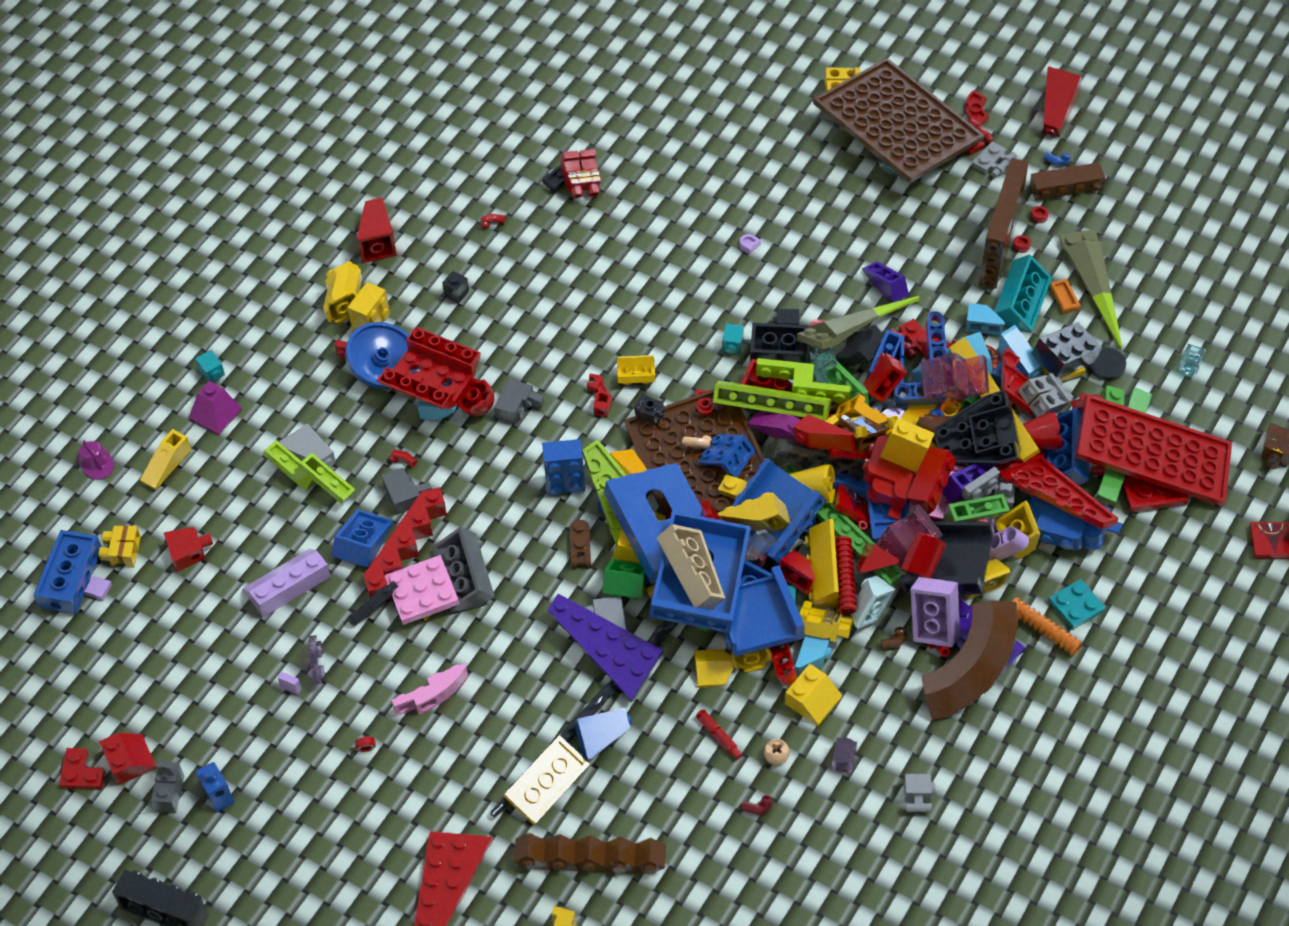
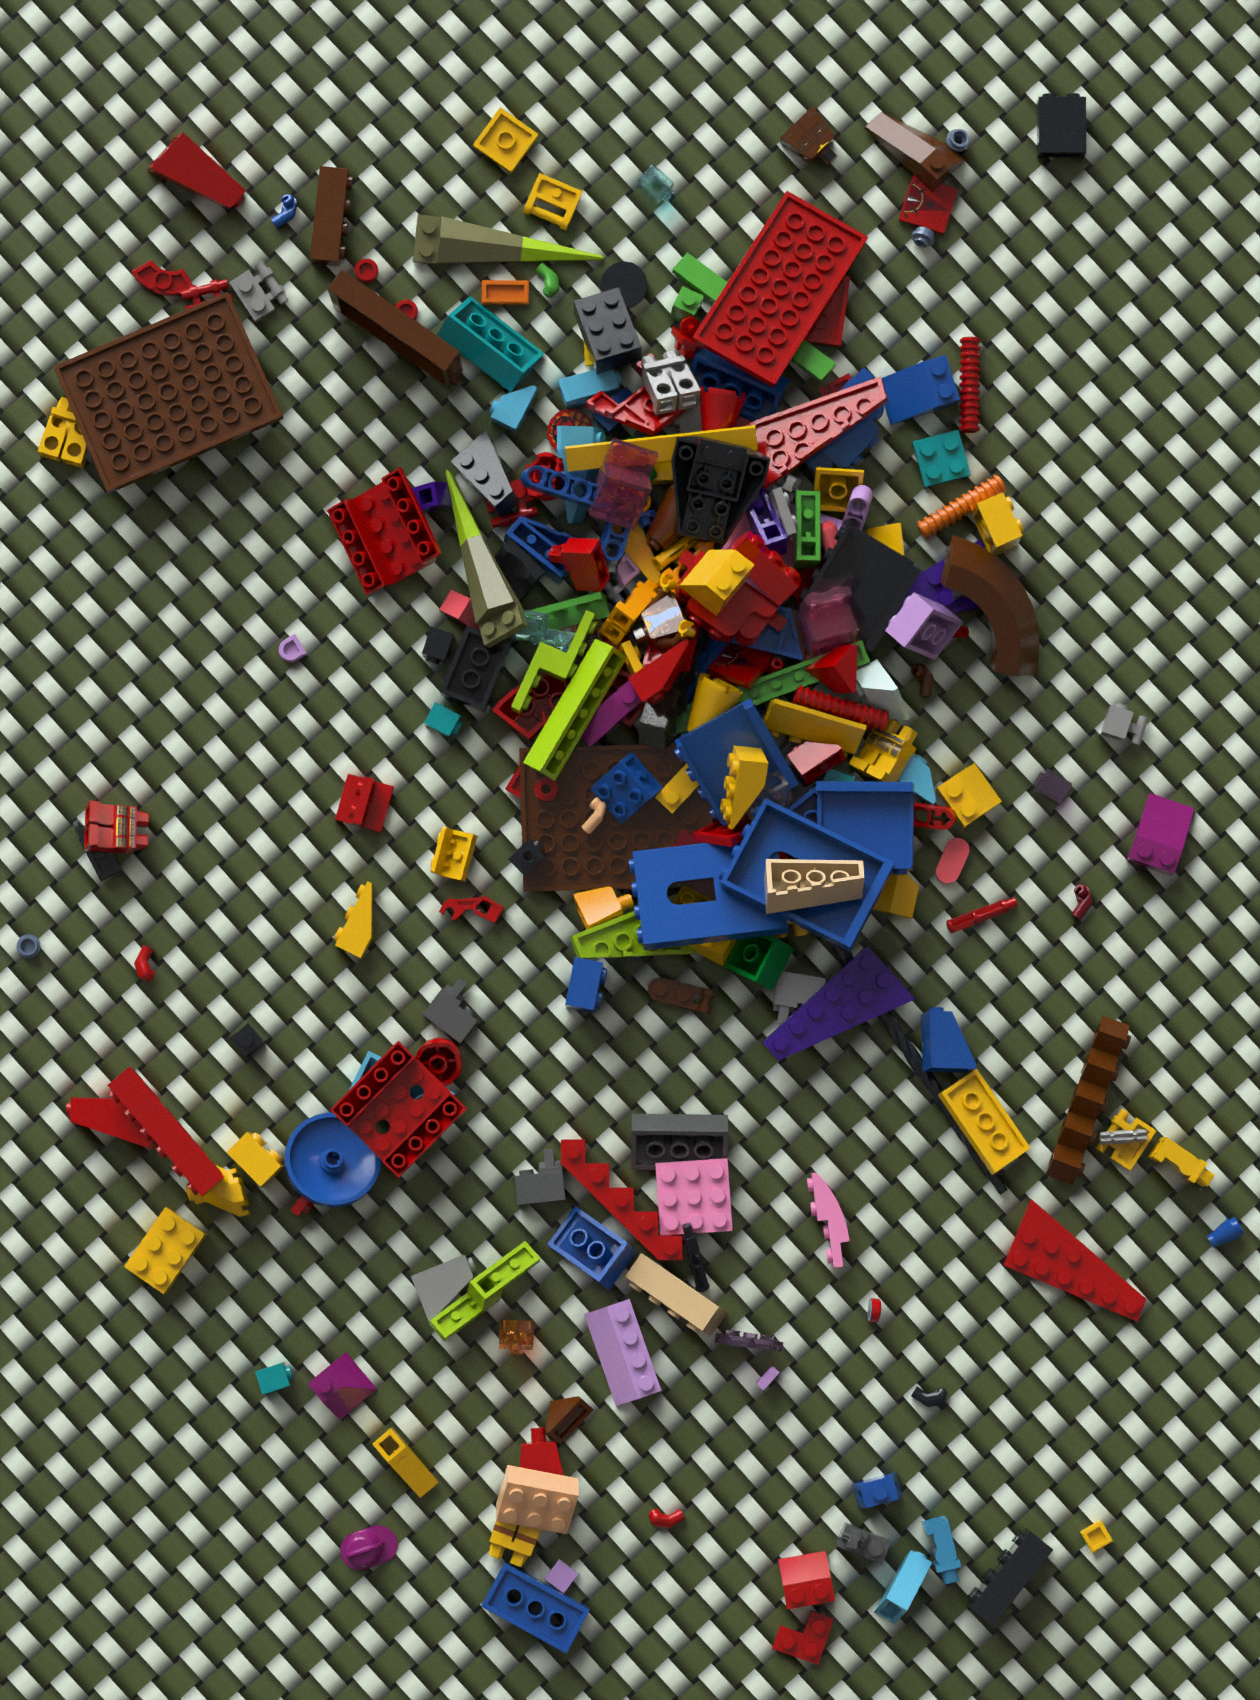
camera: 75 degrees left, 30 degrees up
(137, 827) = (903, 1587): none -> medium azure slope
(152, 545) = (537, 1499): none -> light nougat brick
(156, 645) = (665, 1521): none -> red arm
(174, 846) = (943, 1548): none -> dark azure hips
(224, 557) = (566, 1416): none -> reddish brown slope
(279, 497) = (516, 1335): none -> clear orange brick
(288, 280) = (165, 1250): none -> yellow brick
(302, 809) = (930, 1399): none -> black arm
(338, 601) = (676, 1295): none -> tan wedge
(370, 240) = (166, 1131): none -> red brick
(403, 455) = (485, 1172): red arm -> none
(482, 155) = (28, 946): none -> sand blue plate
(561, 330) = (358, 929): none -> yellow slope
(563, 899) = (1127, 1153): none -> yellow plate
(566, 888) = (1123, 1136): none -> light grey axle
(654, 312) = (364, 803): none -> red bracket
(755, 701) = (952, 860): none -> coral tile
(776, 758) = (1034, 862): light nougat piece -> none
(836, 849) = (1160, 834): none -> magenta slope
(853, 265) = (385, 533): none -> red slope
(915, 314) = (486, 474): none -> wedge
(923, 555) = (864, 614): red panel -> none
(1040, 643) = (997, 524): none -> yellow brick
(1087, 319) = (551, 280): none -> bright green arm
(1124, 573) = (920, 390): none -> blue slope
(1145, 605) = (969, 400): none -> red piece
(1151, 304) = (555, 194): none -> yellow plate
(1175, 265) = (505, 140): none -> yellow plate
(1245, 541) = (923, 237): none -> sand blue plate

